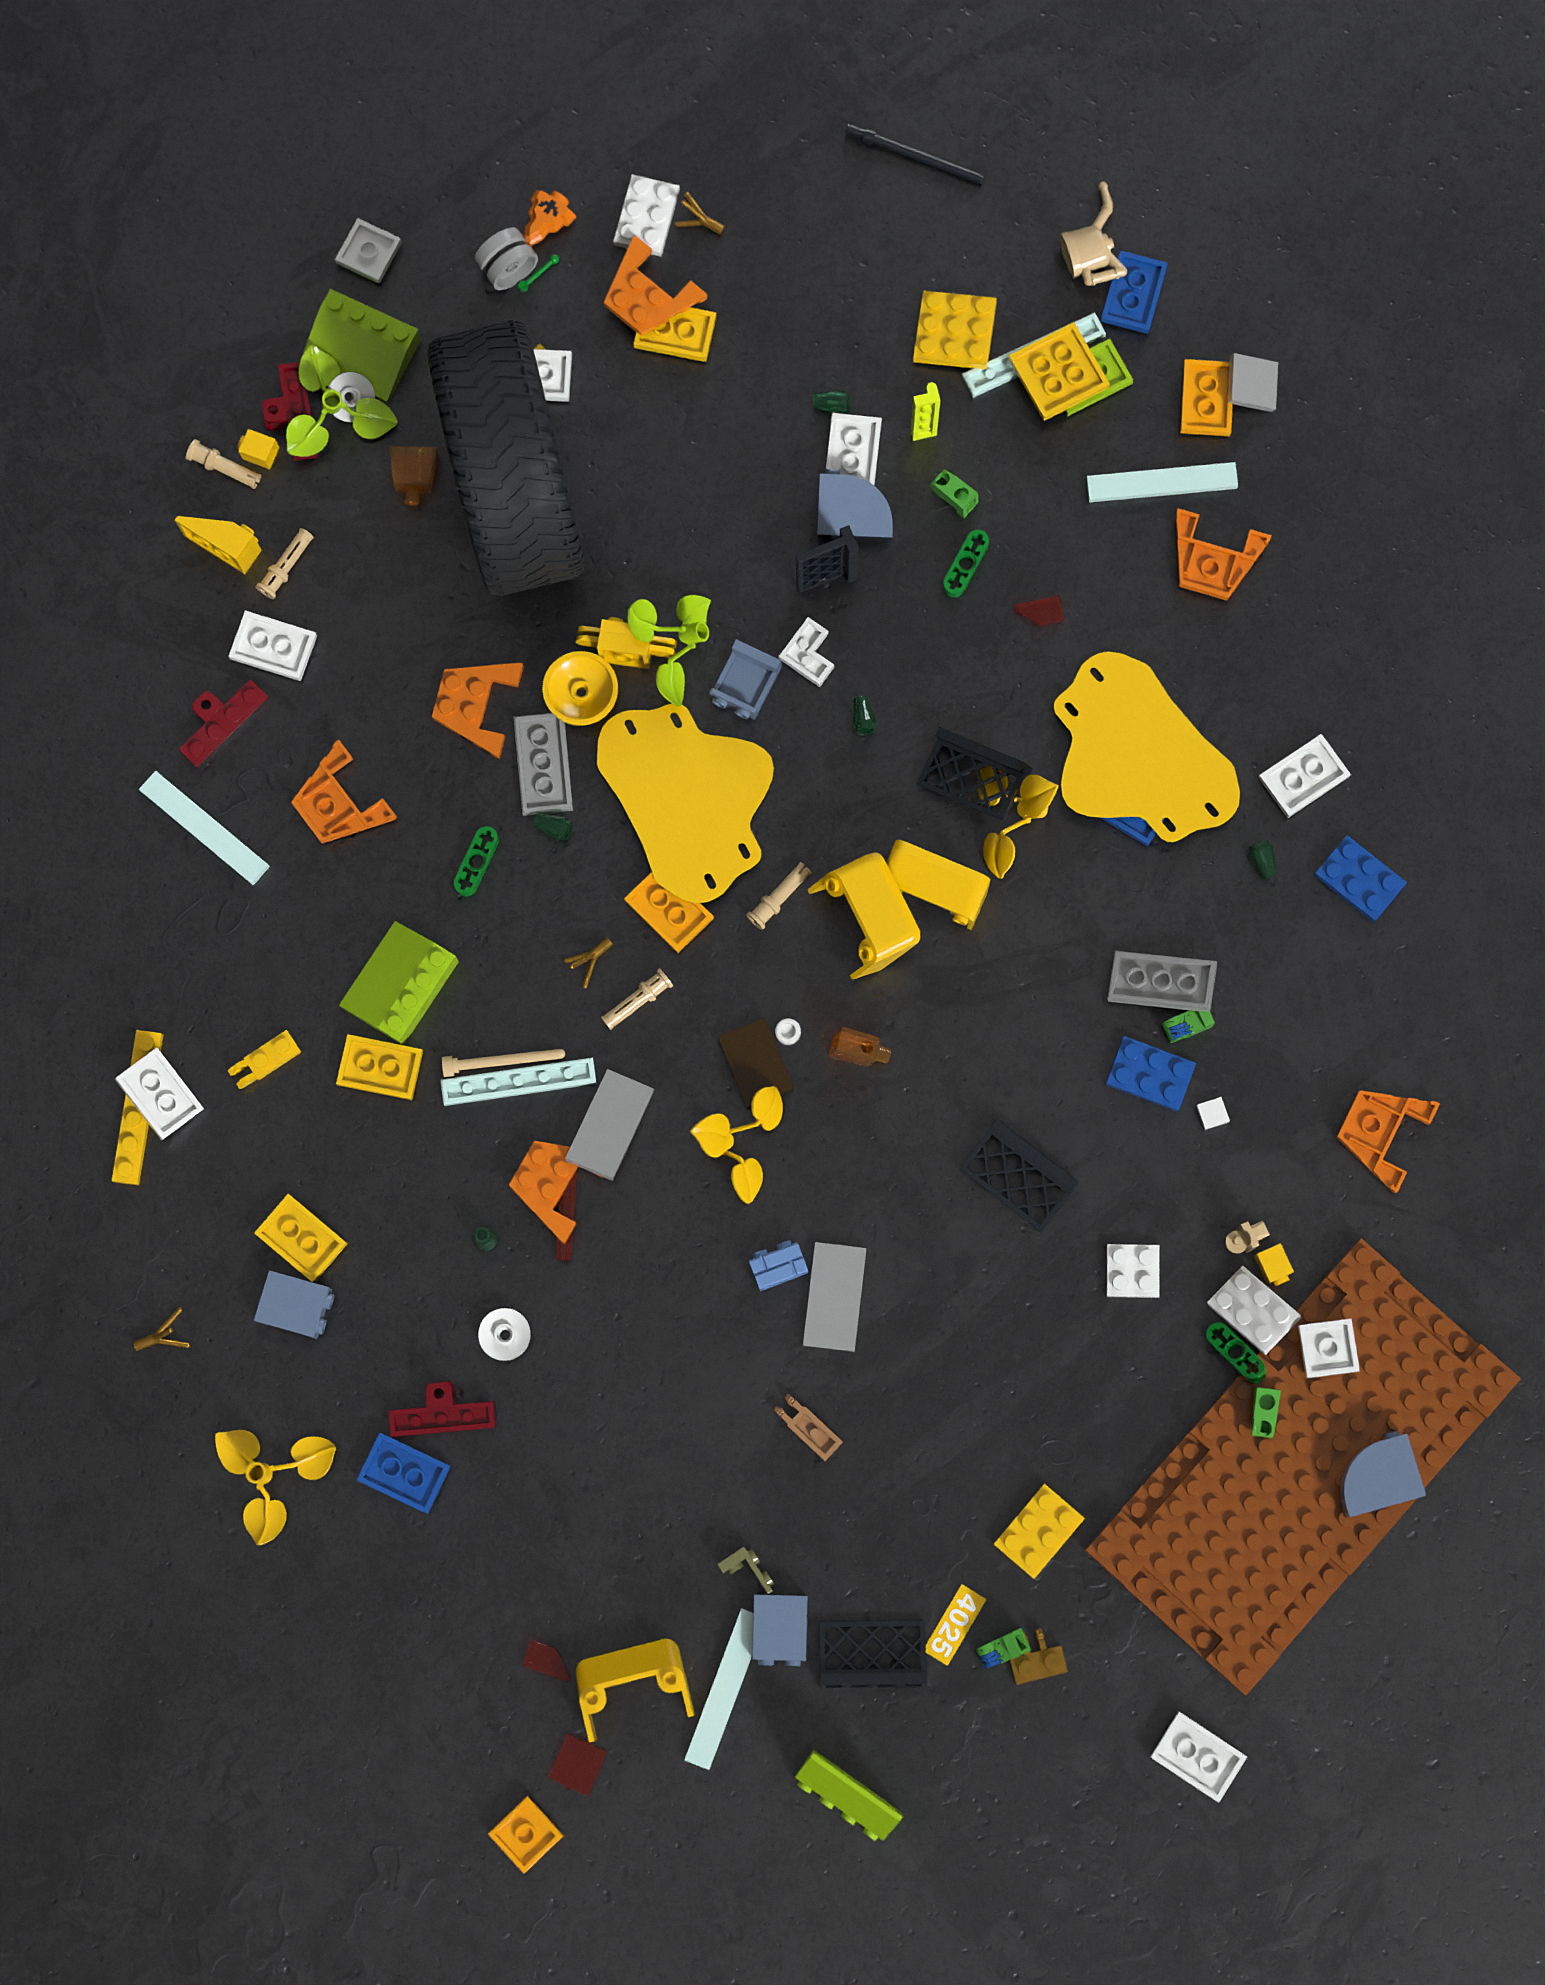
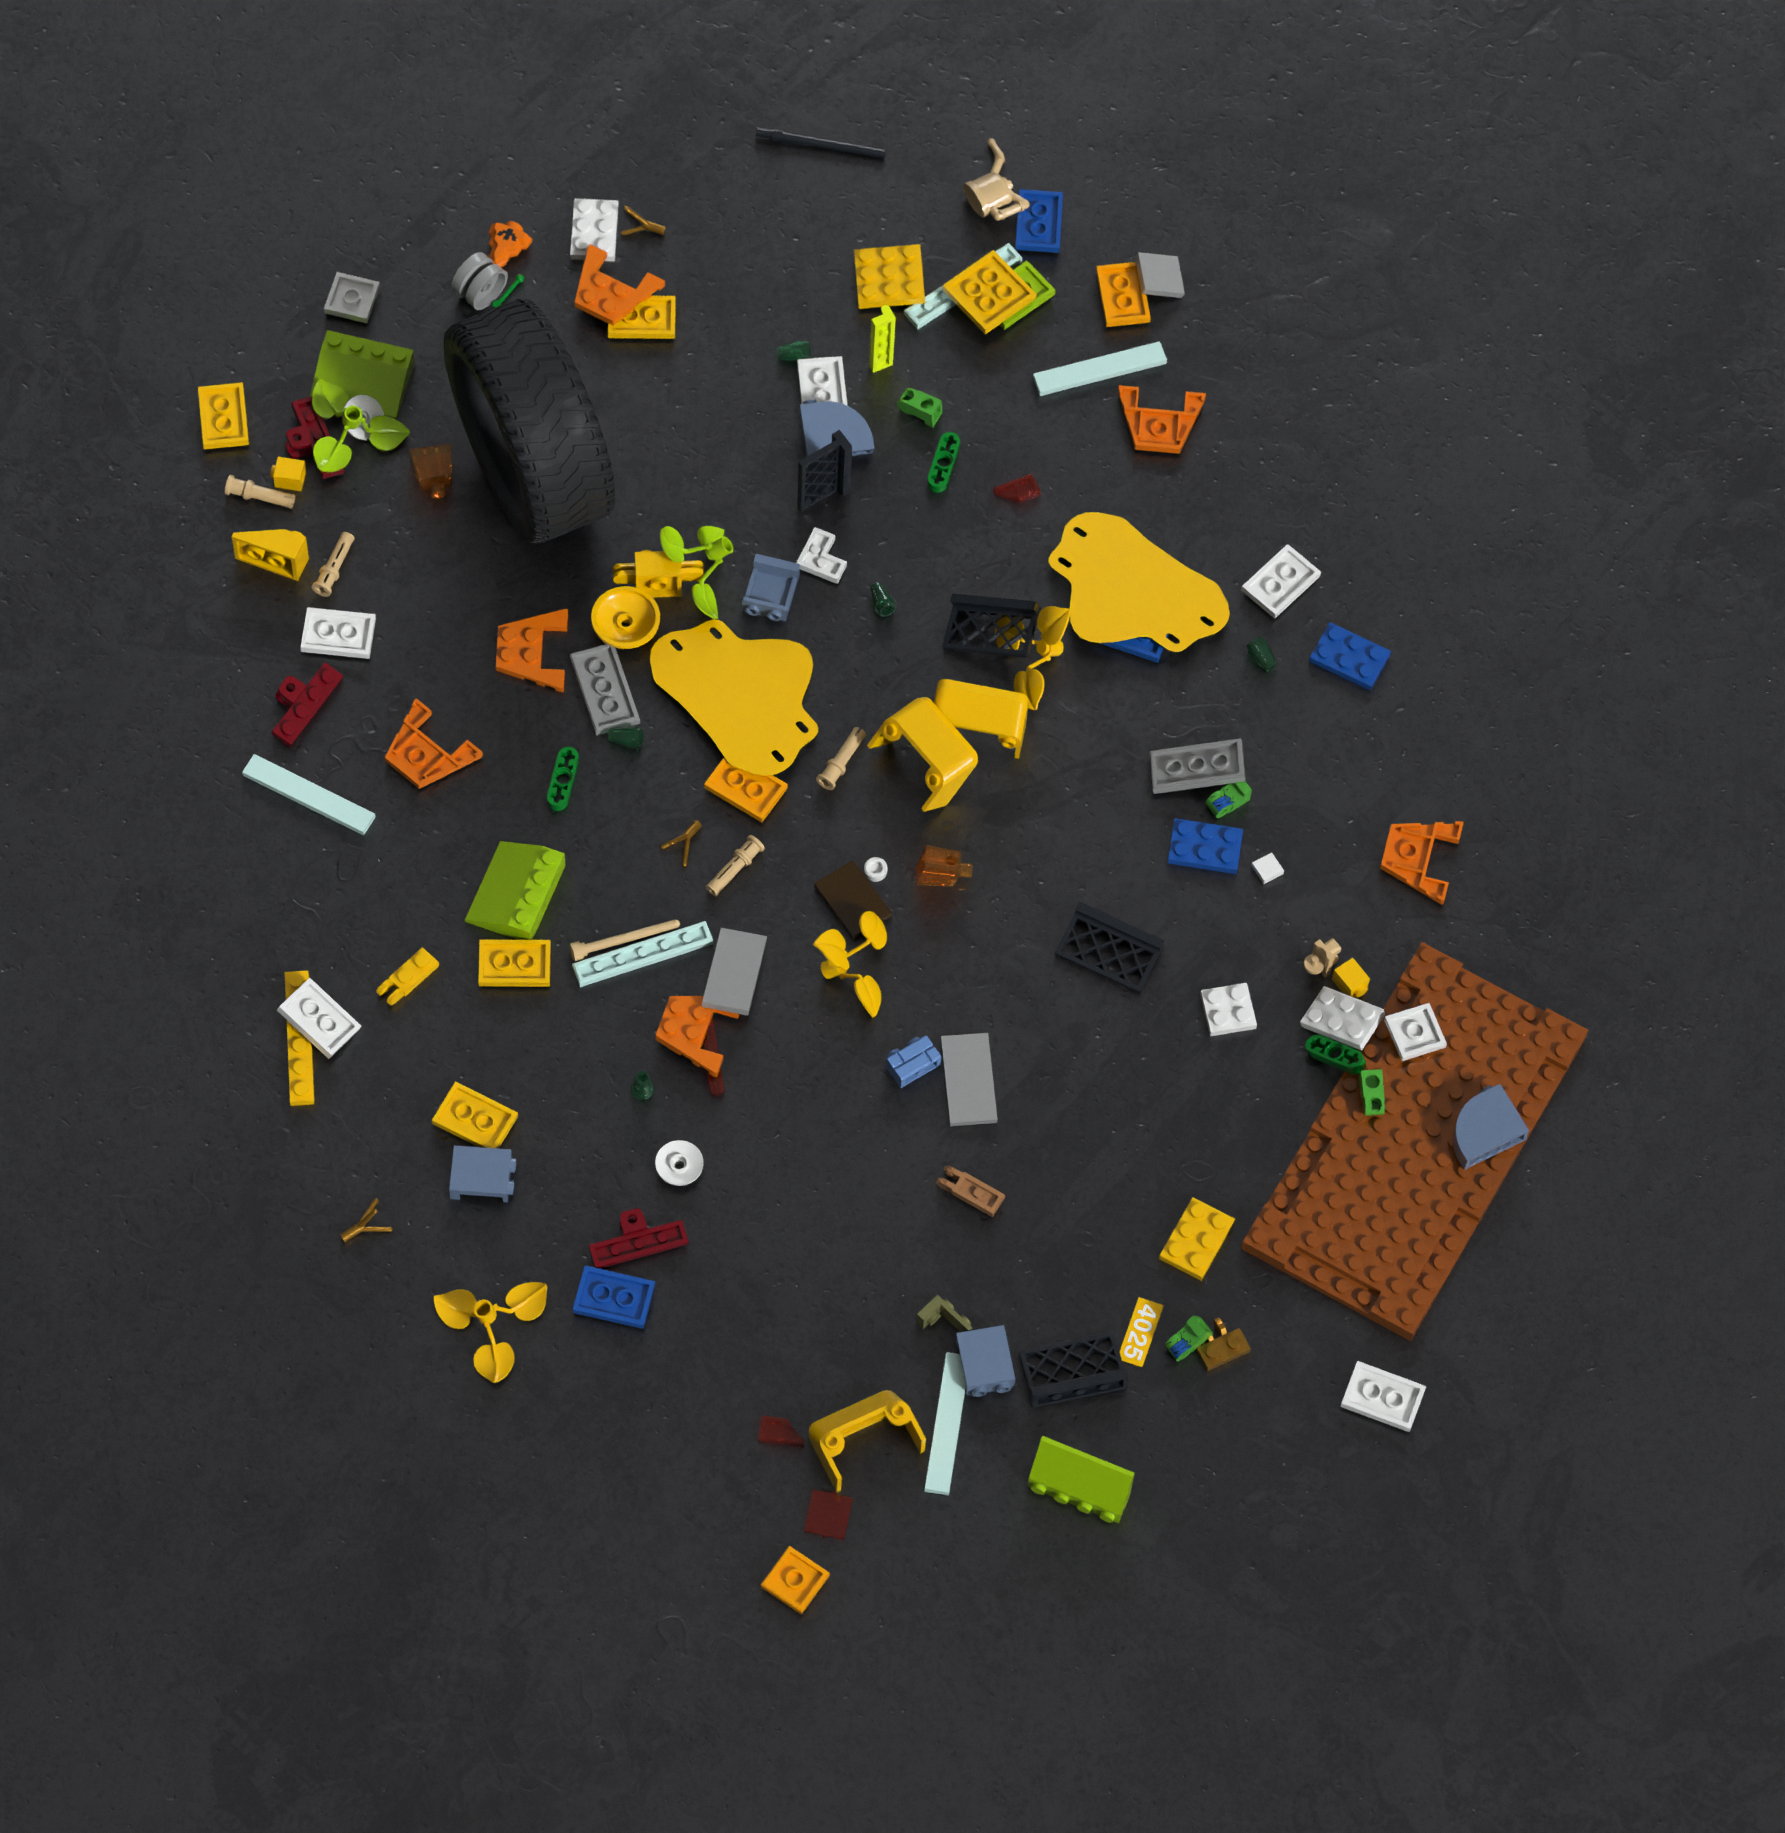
camera: 20 degrees left, 15 degrees down
(203, 366) = (223, 415): none -> yellow plate

